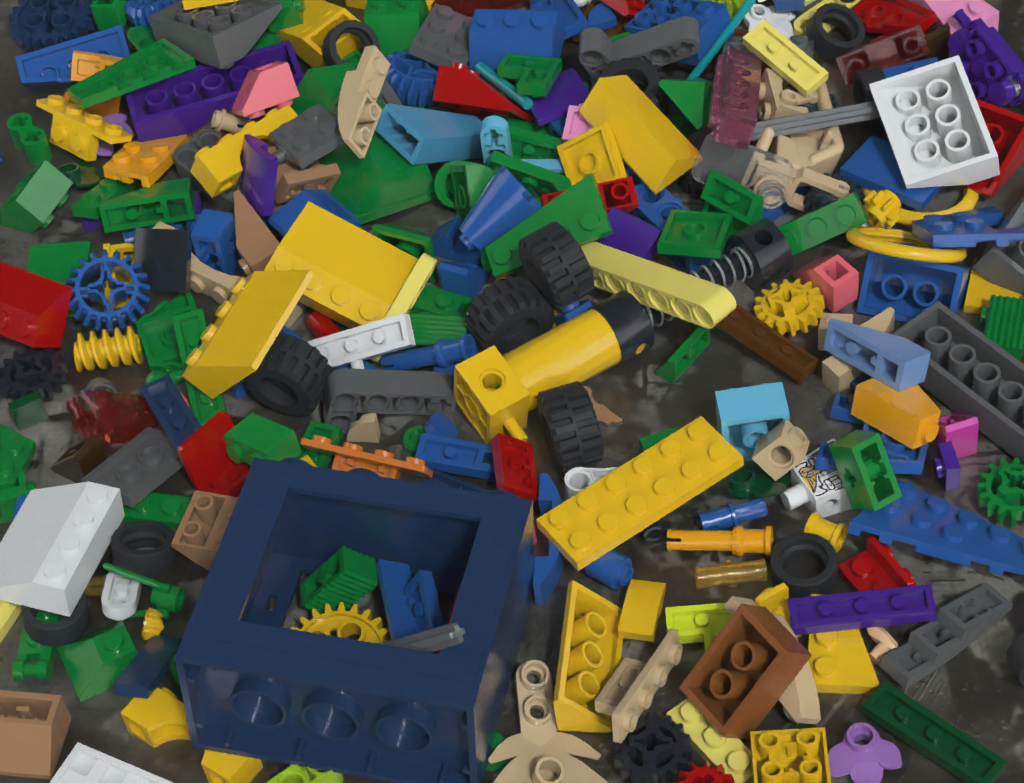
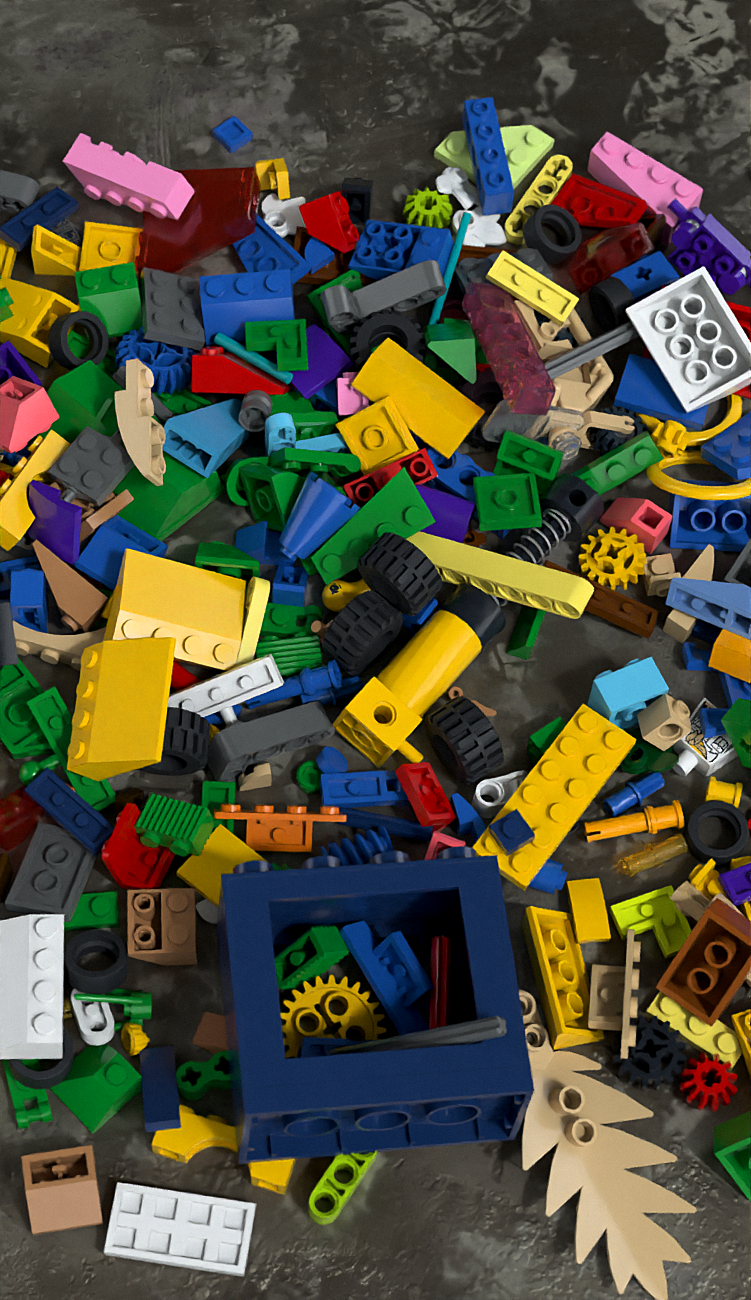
camera: 30 degrees left, 15 degrees up
(473, 119) = (255, 410): none -> dark grey wheel
(578, 508) = (511, 832): none -> dark blue plate

